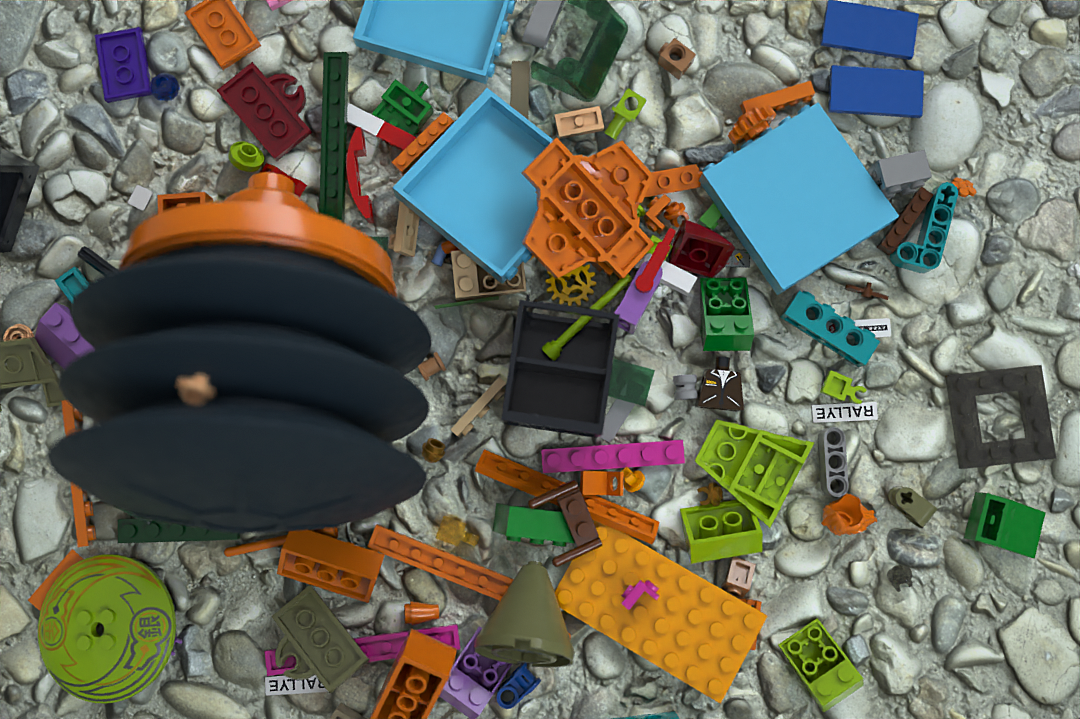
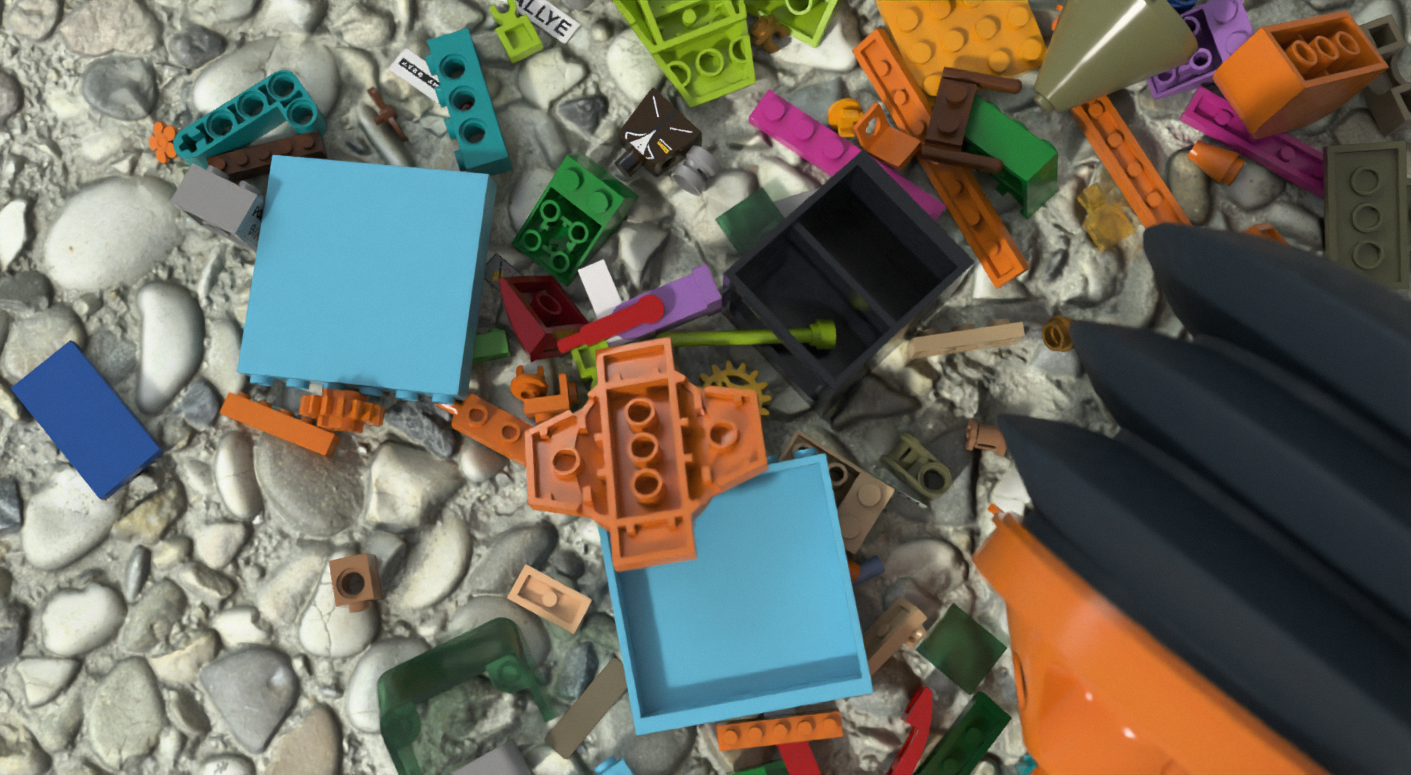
camera: 140 degrees left, 5 degrees down
(455, 323) = (915, 465): none -> olive piece
(623, 115) = (485, 563): lime bracket -> none
(876, 91) = (154, 336): blue tile -> none

